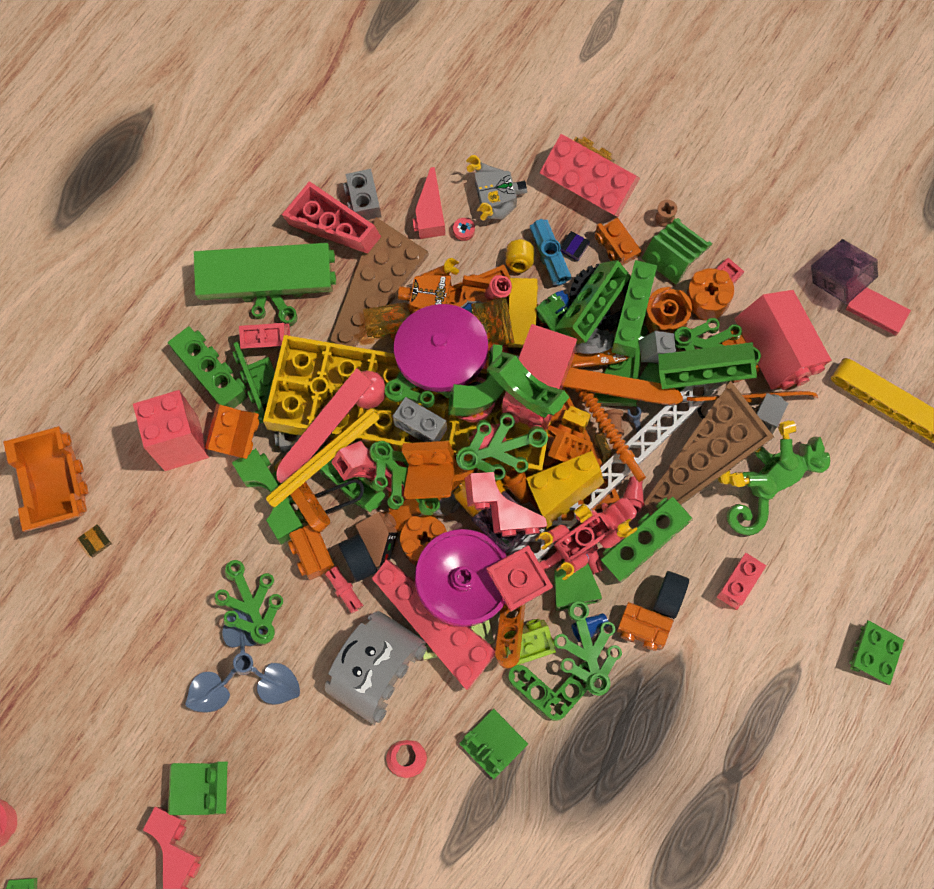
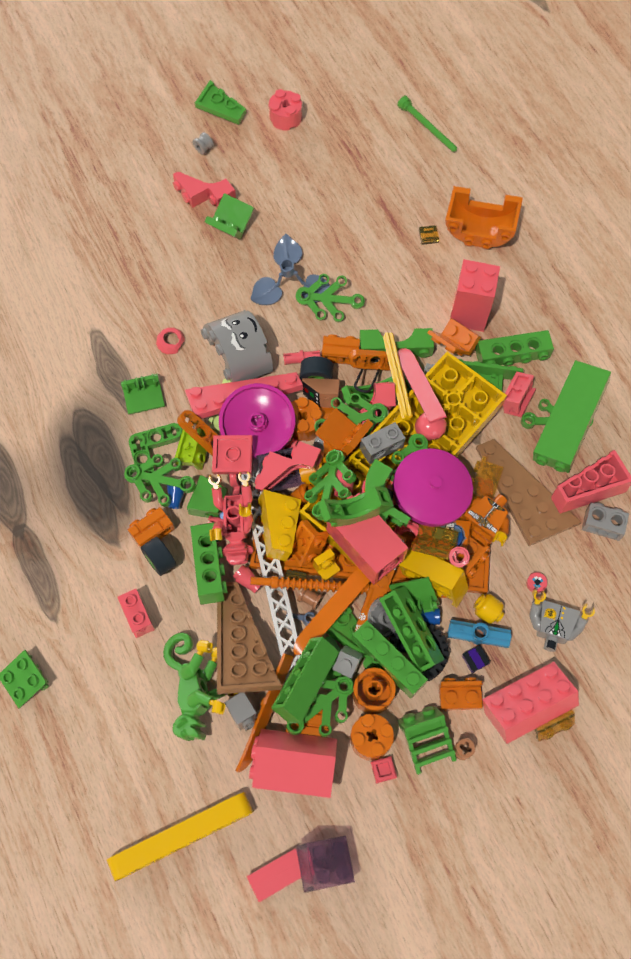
camera: 115 degrees right, 5 degrees down
(429, 213) = (567, 564): coral slope -> none

